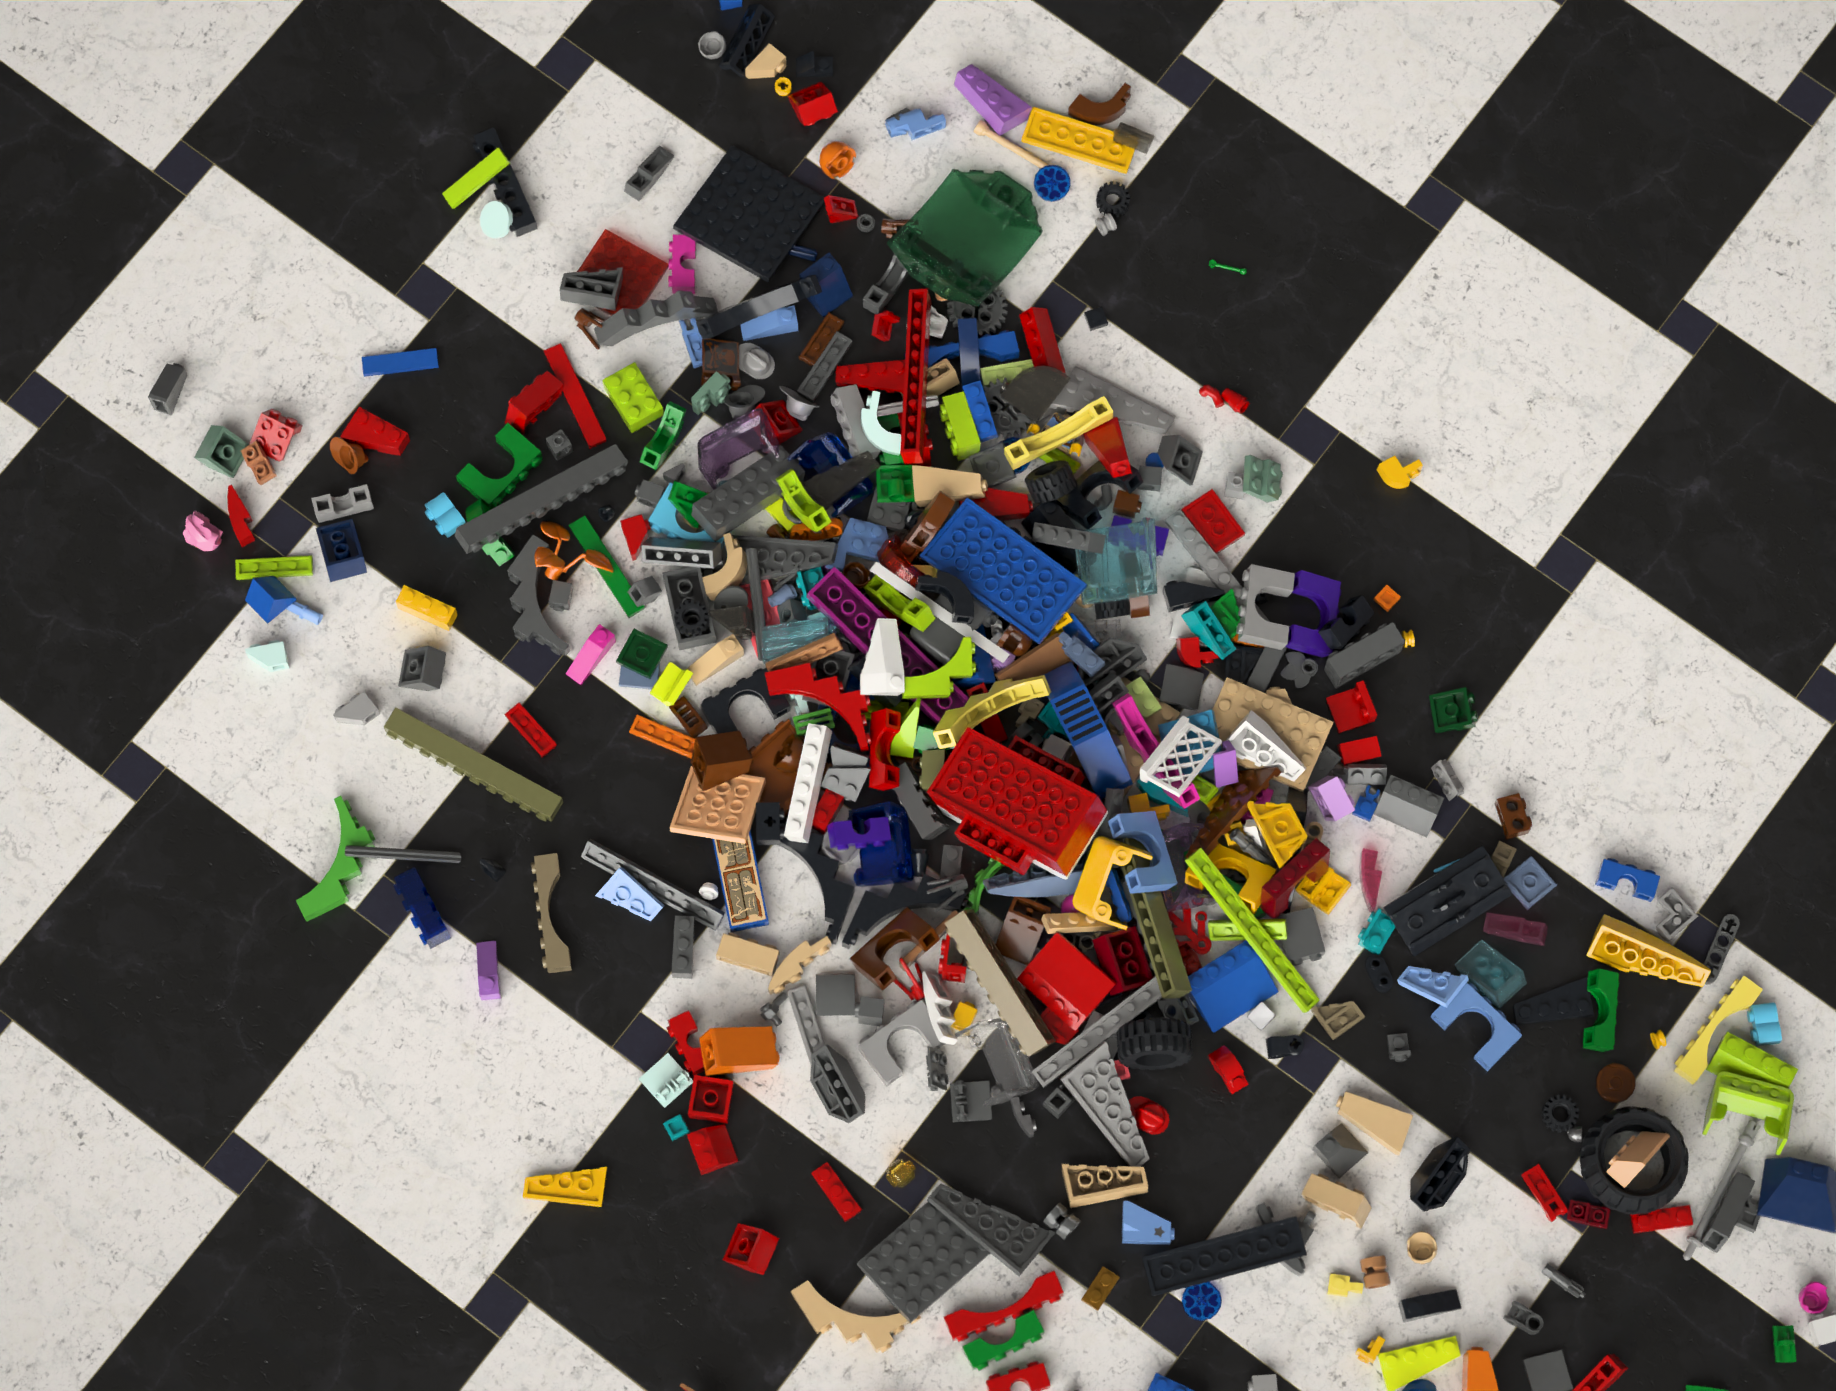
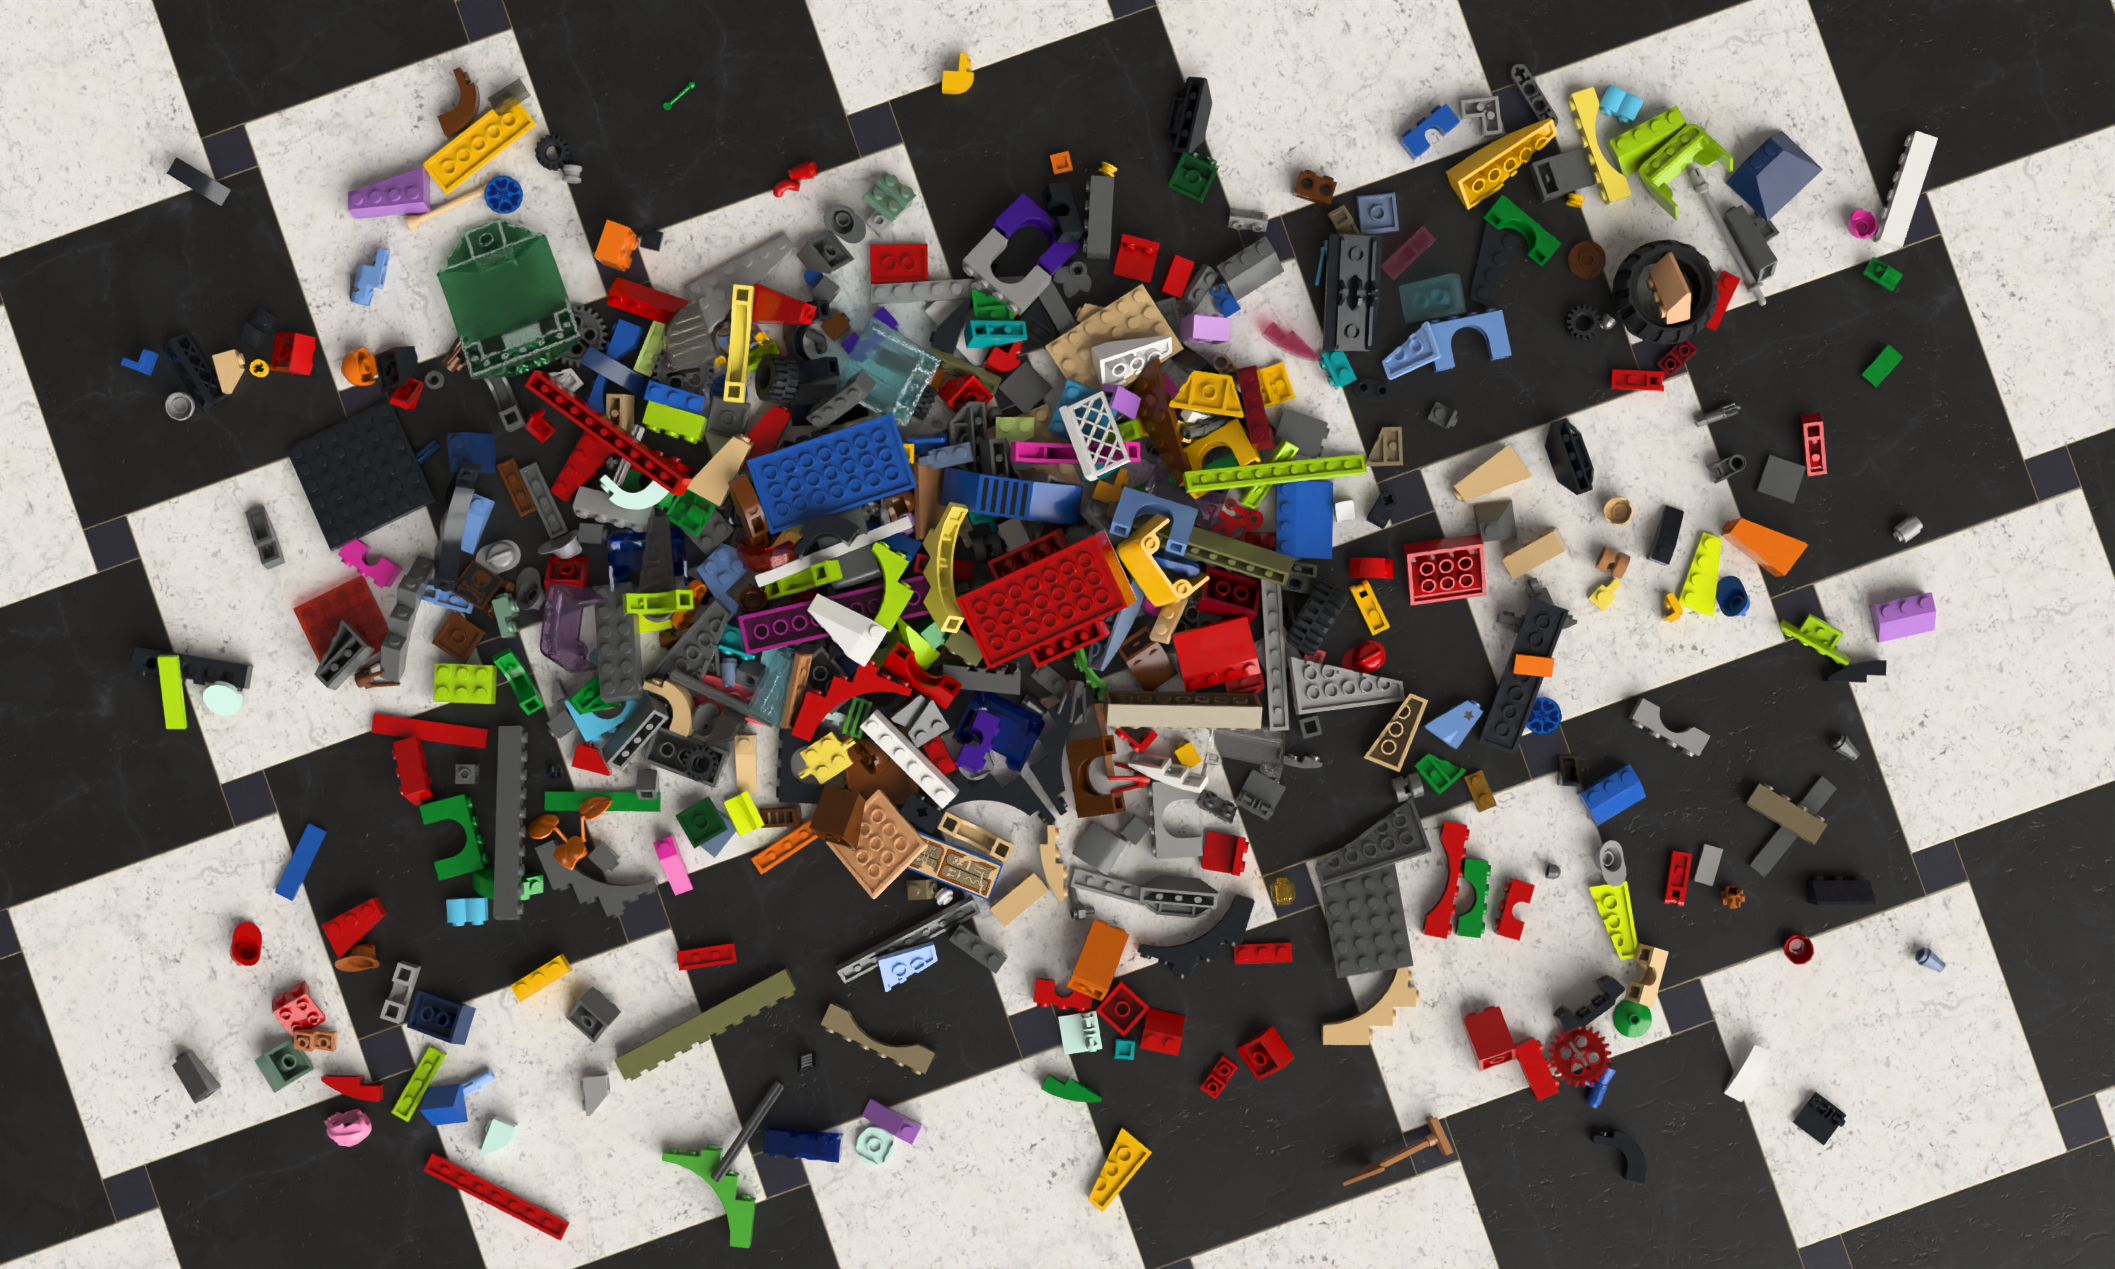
camera: 55 degrees left, 15 degrees up
(217, 687) = (496, 1196): none -> red plate
(304, 360) = (246, 944): none -> red piece
(458, 970) = (874, 1145): none -> light aqua tile
(611, 1101) = (1069, 1090): none -> green slope
(667, 369) = (459, 637): none -> reddish brown plate
(703, 869) = (922, 889): none -> dark tan bracket
(704, 1223) = (1219, 1076): none -> red slope
(763, 718) = (826, 757): none -> light yellow plate
(777, 884) = (976, 836): none -> tan arch
(823, 419) = (592, 533): none -> dark grey brick
(840, 1148) = (1183, 956): none -> black arch
(856, 186) = (395, 367): none -> black slope
(893, 396) = (612, 463): none -> dark grey axle
(900, 1102) = (1224, 853): none -> red bracket
(1071, 290) = (616, 246): none -> orange brick
(1091, 1240) = (1437, 773): none -> green wing
(1146, 636) = (962, 390): none -> red slope
(1161, 629) = (958, 368): none -> olive plate
(1168, 1353) = (1568, 771): none -> black slope
(1193, 1091) = (1369, 608): none -> yellow plate
(1215, 457) = (845, 223): none -> dark grey piece
(1239, 1256) = (1533, 665): none -> orange tile
(1269, 1133) = (1445, 569): none -> red slope
(1500, 675) = (1189, 115): none -> black wedge
(1671, 1013) = (1561, 174): none -> dark grey slope

